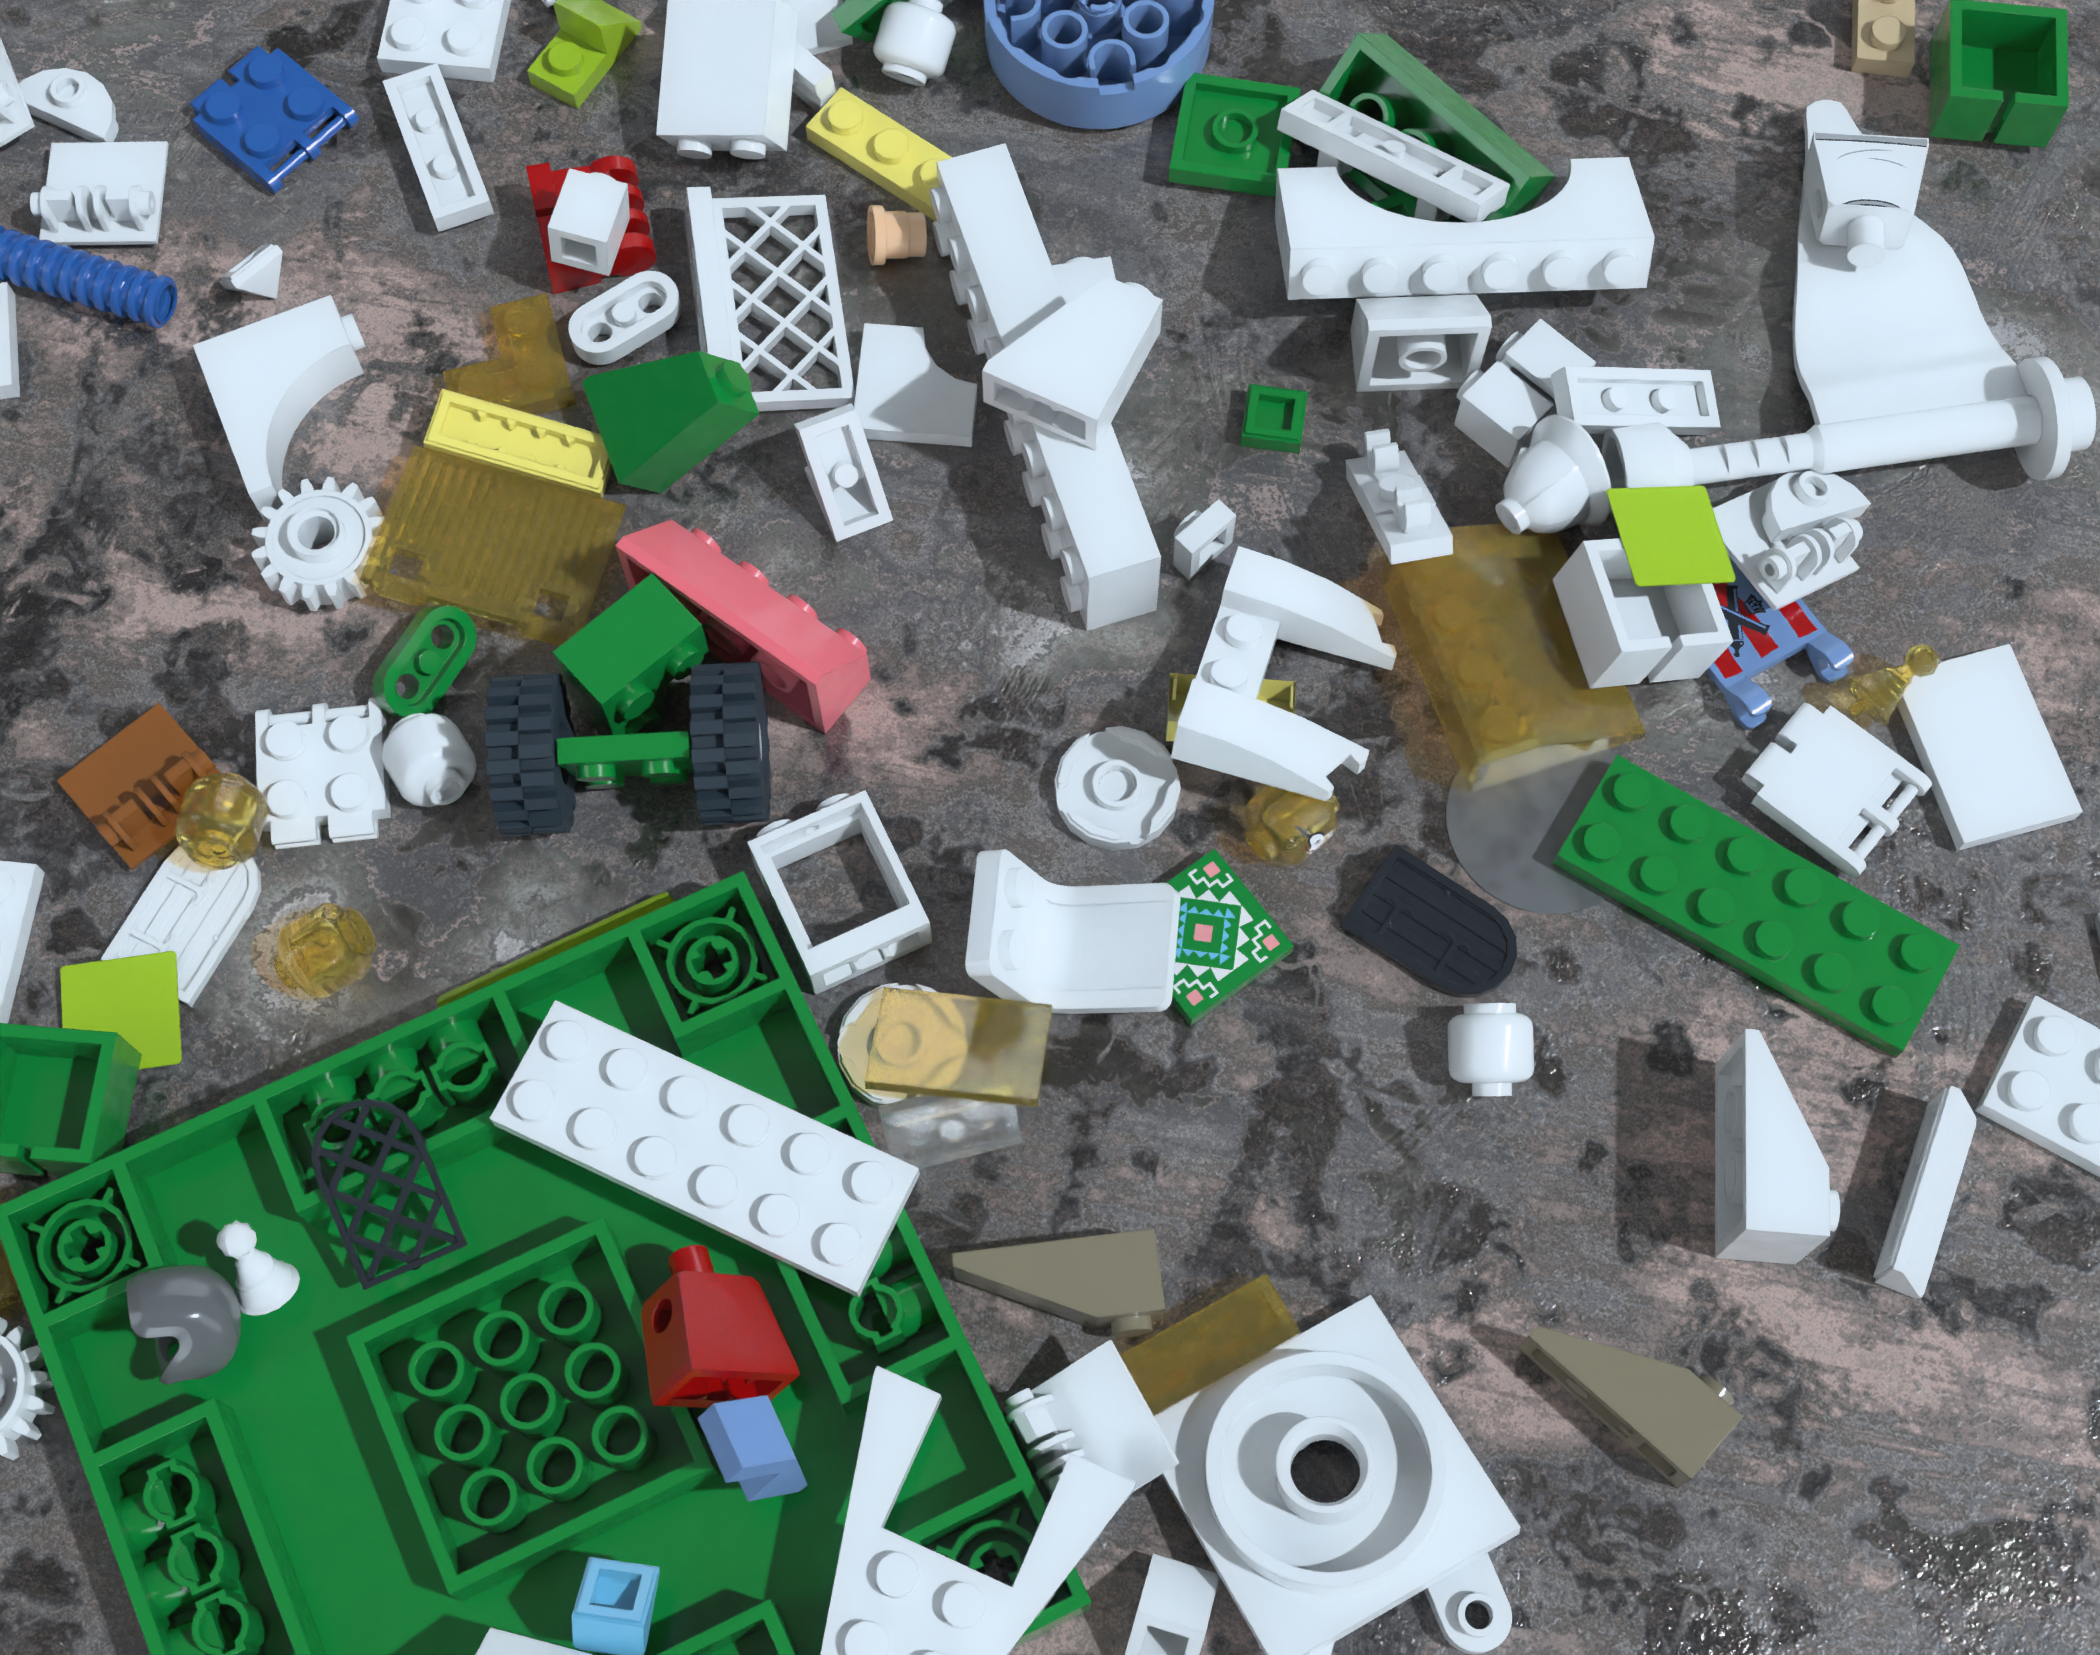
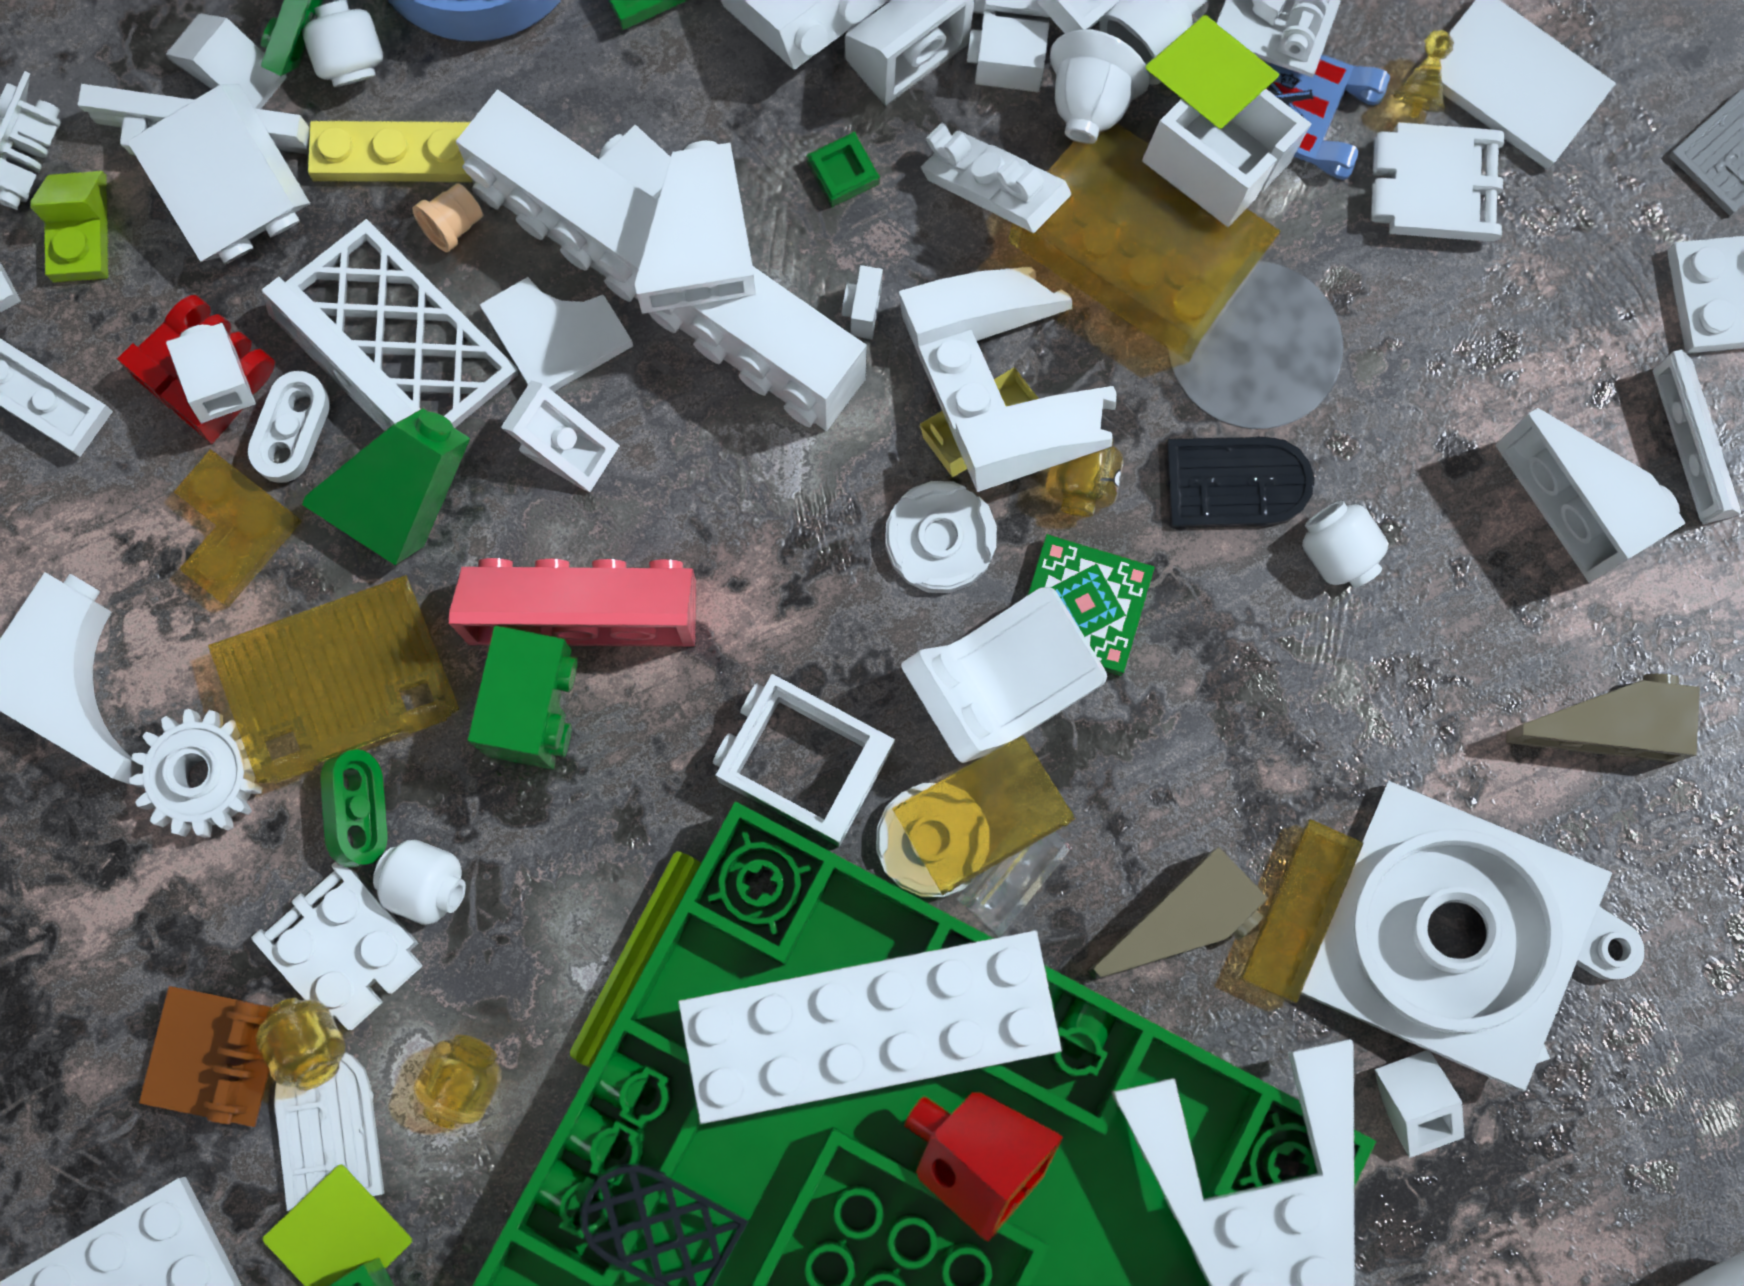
camera: 40 degrees left, 10 degrees up
(519, 443) = (288, 586): light yellow plate -> none
(538, 758) = (513, 829): black plate -> none
(752, 1447) = (1080, 1219): medium blue slope -> none
(1092, 1414) = (1272, 1013): white hinge -> none
(1757, 906) = (1443, 308): green plate -> none

